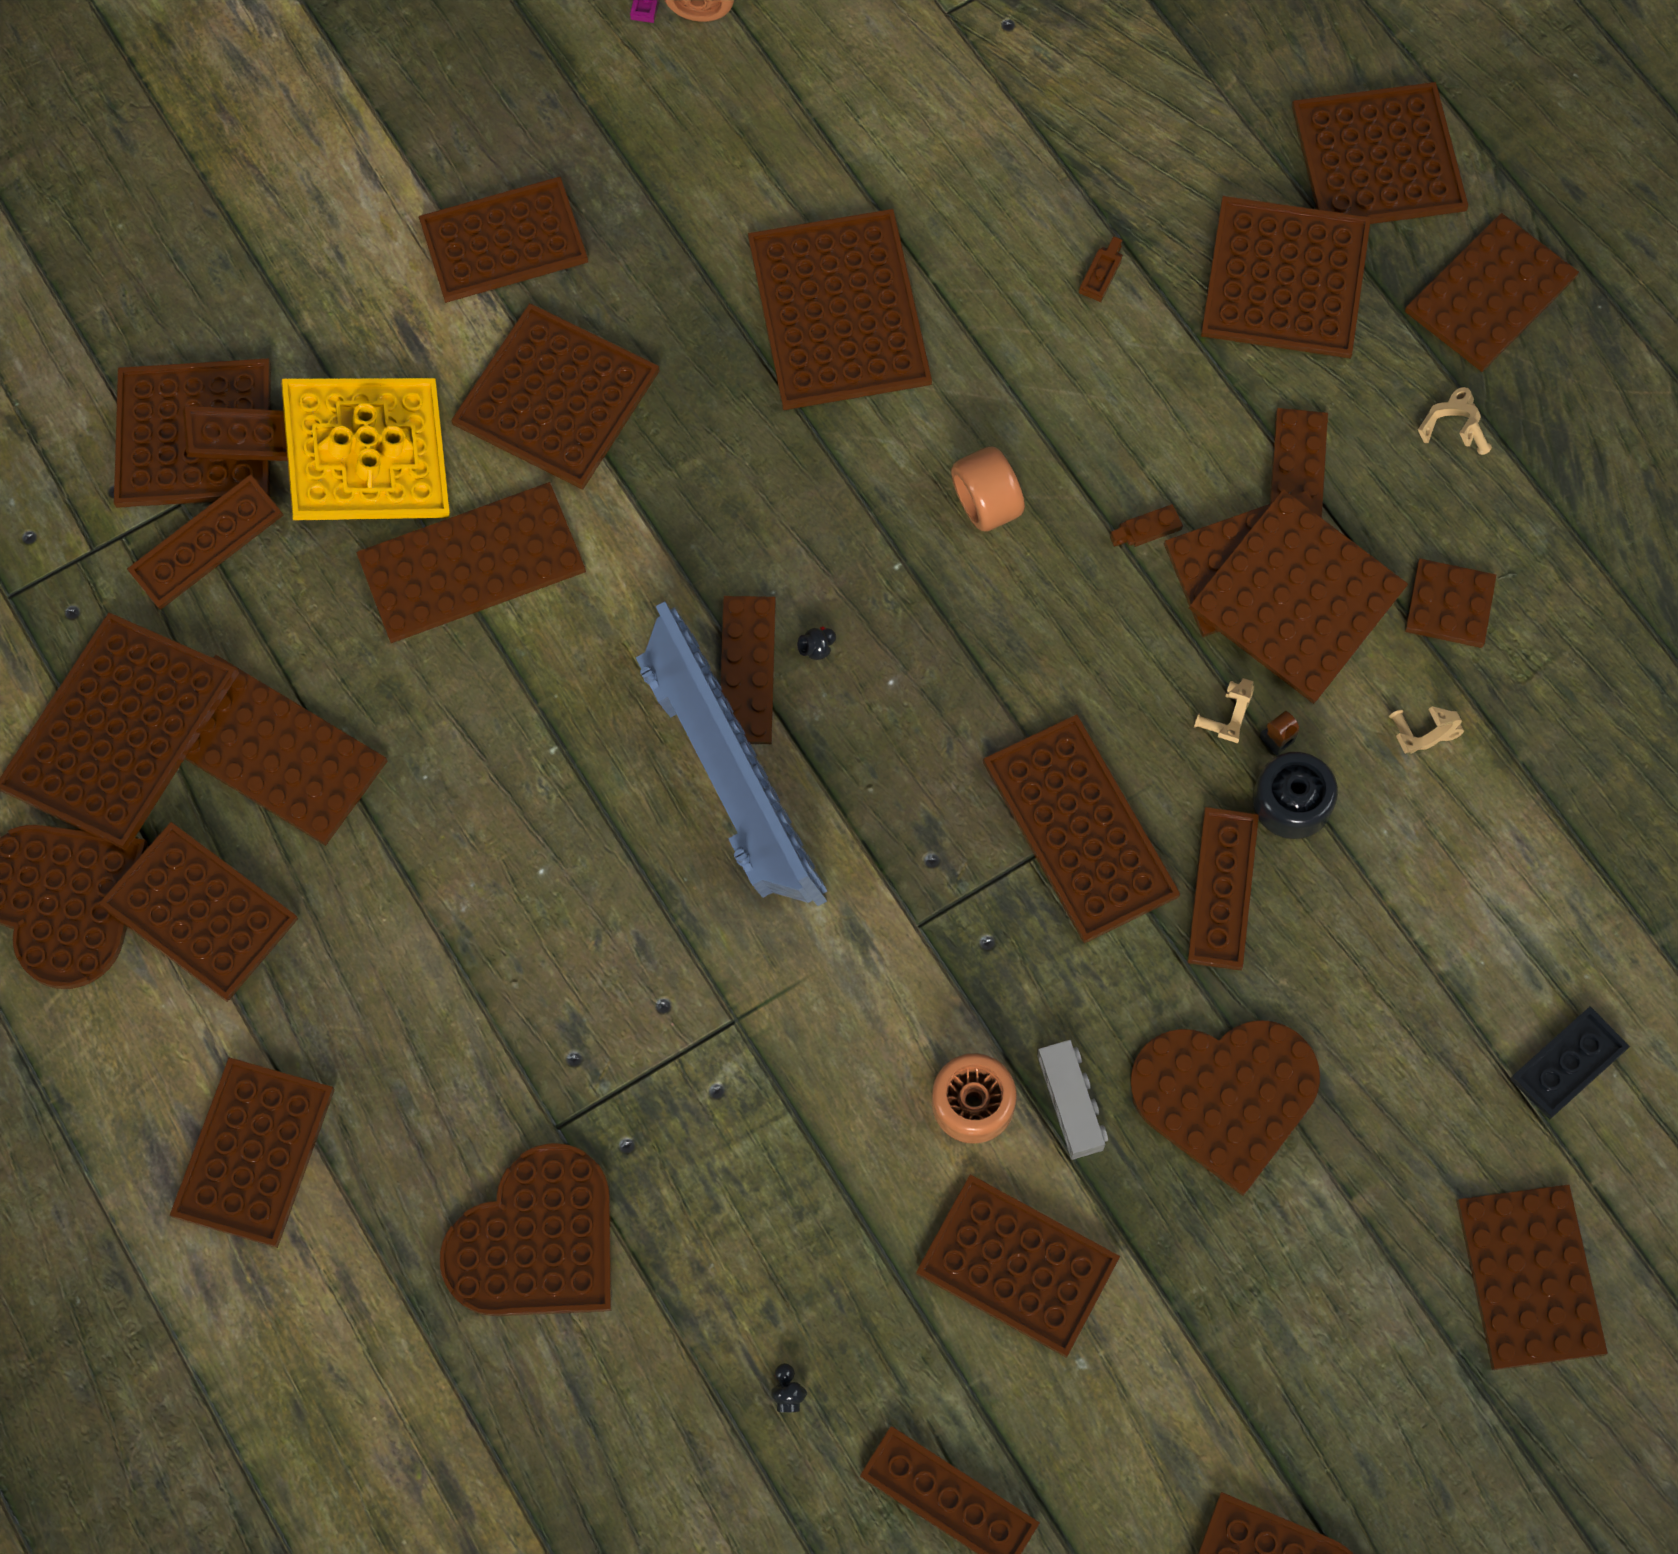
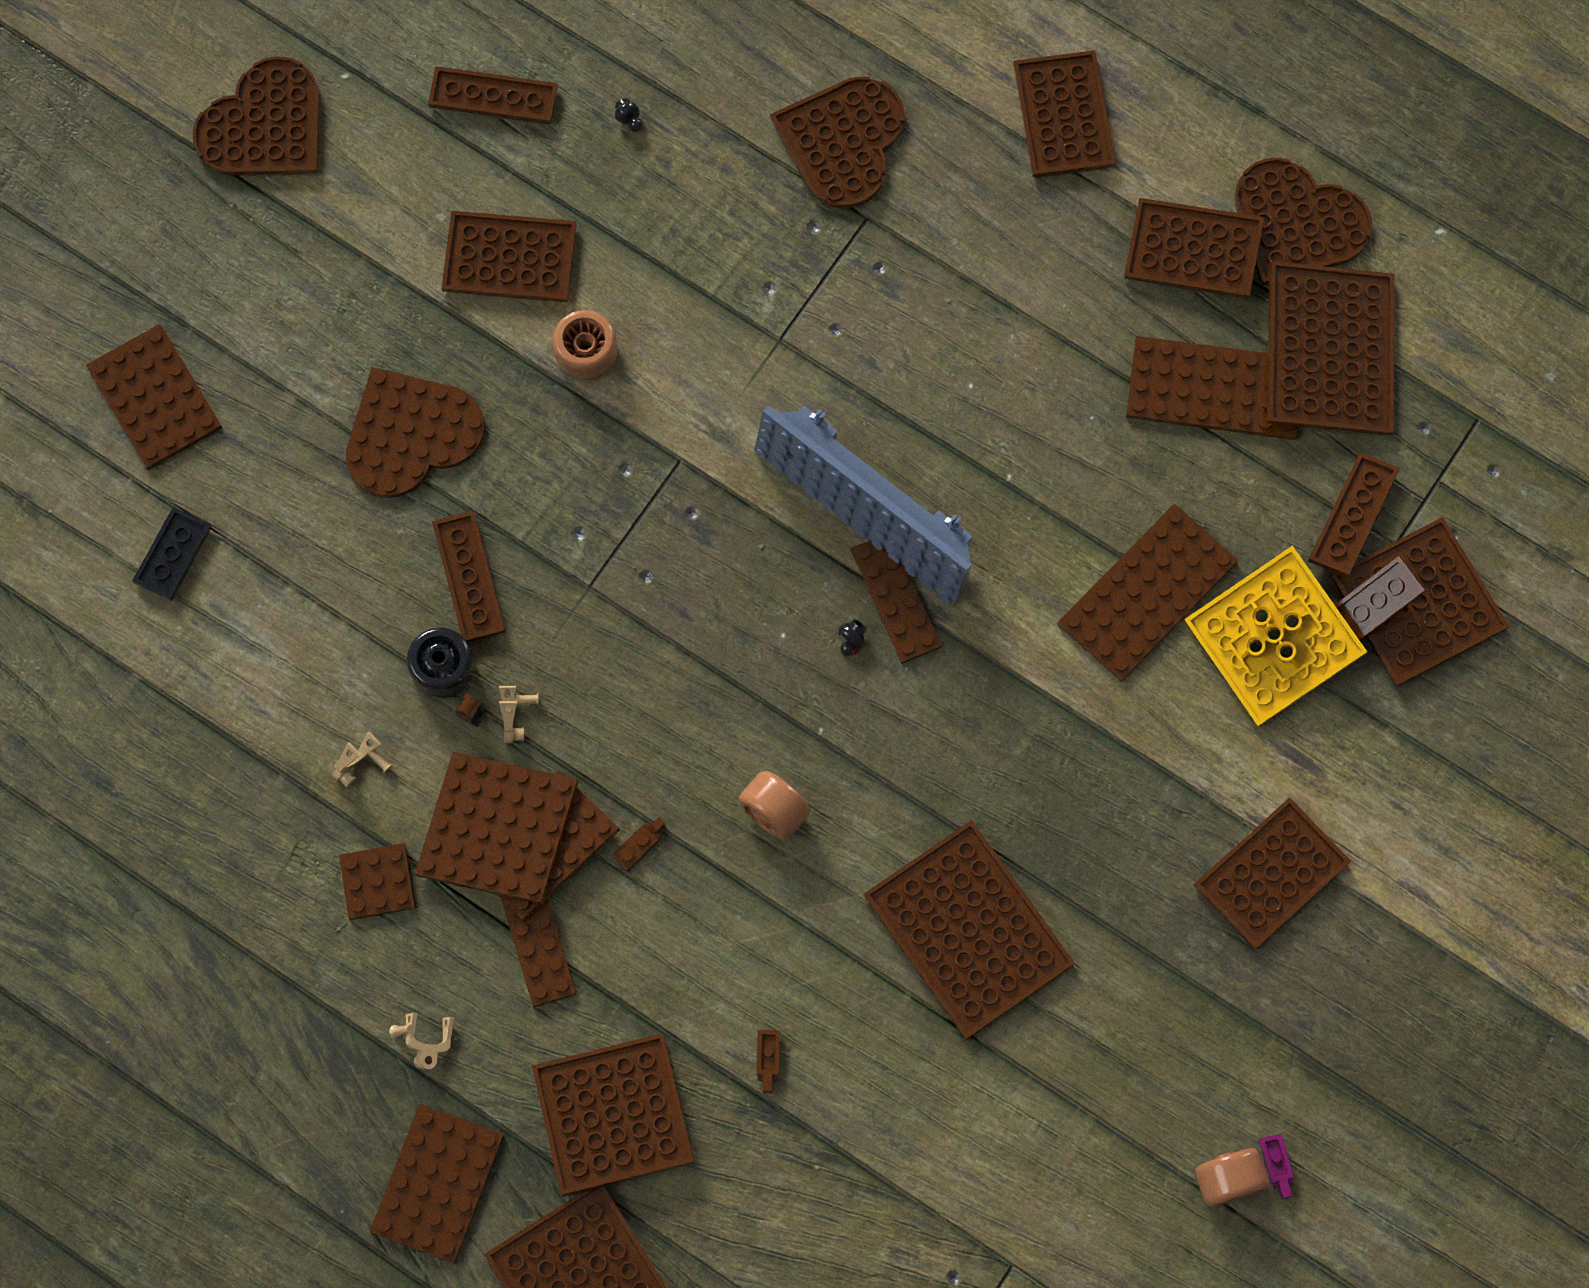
camera: 155 degrees right, 5 degrees up
(556, 396) = (1155, 754): reddish brown plate -> none
(1071, 1099) = (518, 379): light grey brick -> none
(1081, 828) = (592, 578): reddish brown plate -> none

